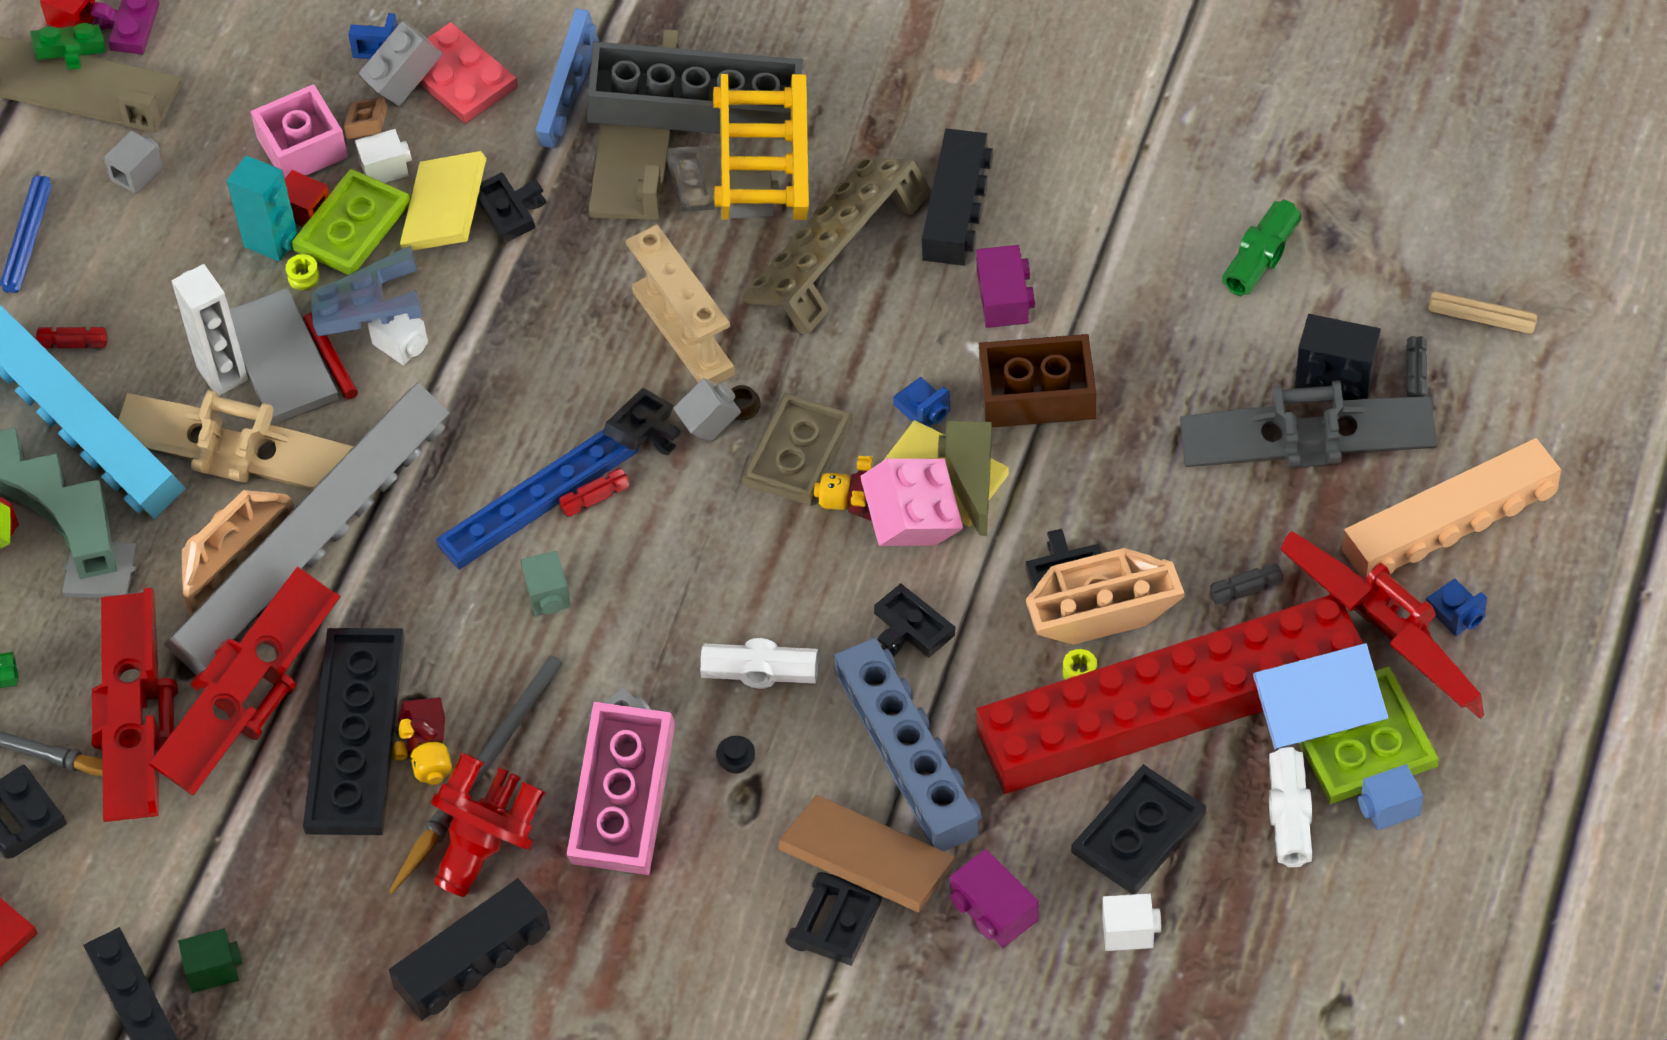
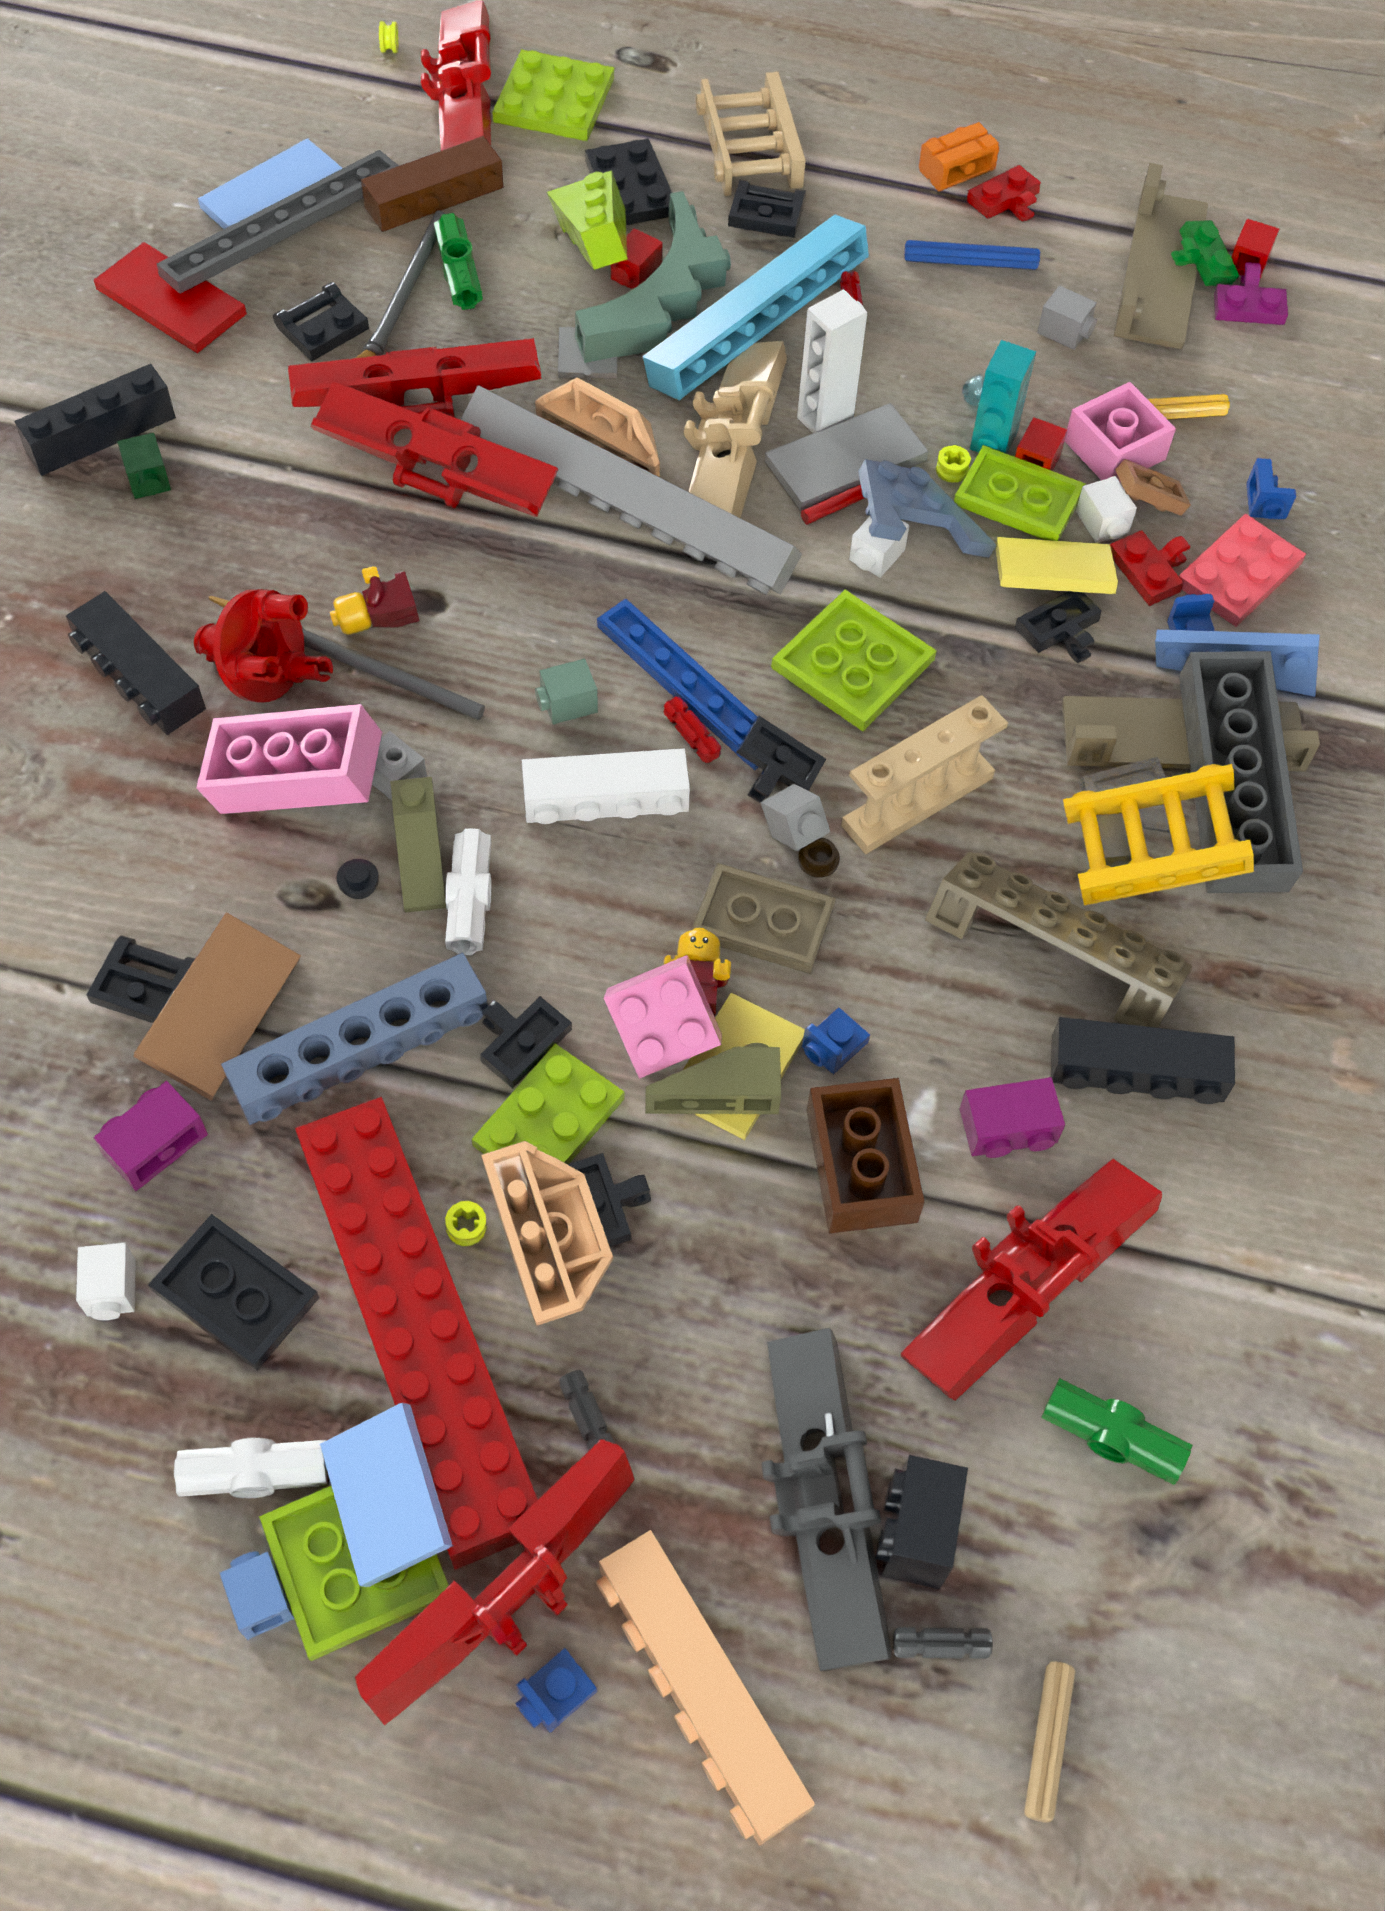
camera: 80 degrees right, 5 degrees up
(214, 242) = (972, 389): none -> clear light blue hinge
(258, 86) = (1192, 406): none -> yellow axle
(354, 732) = (427, 549): black plate -> none
(400, 63) = (1226, 504): light grey brick -> none
(446, 137) = (1148, 568): none -> red plate
(518, 114) = (1192, 613): none -> blue bracket
(530, 363) = (853, 659): none -> lime plate
(655, 556) = (605, 785): none -> white brick
(708, 701) = (418, 844): none -> olive slope
(983, 608) = (552, 1108): none -> lime plate
(1125, 295) = (1035, 1266): none -> red piece

